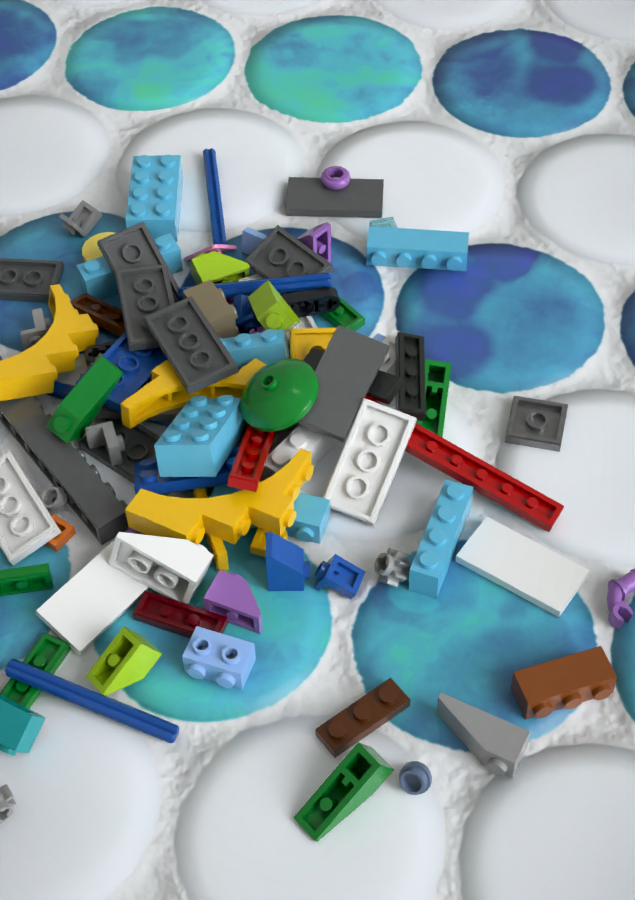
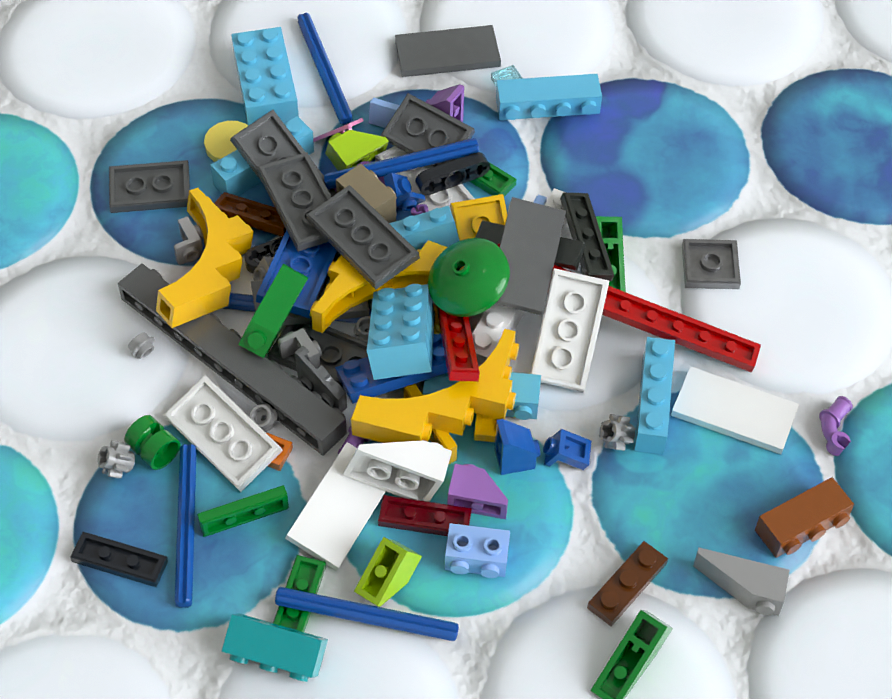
camera: 15 degrees left, 5 degrees up
(82, 219) = (194, 110): light grey bracket -> none
(113, 472) = (319, 381): none -> dark grey wing
(272, 309) = (429, 185): lime slope -> none
(329, 181) = (445, 23): medium lavender piece -> none
(415, 778) = (694, 632): sand blue plate -> none

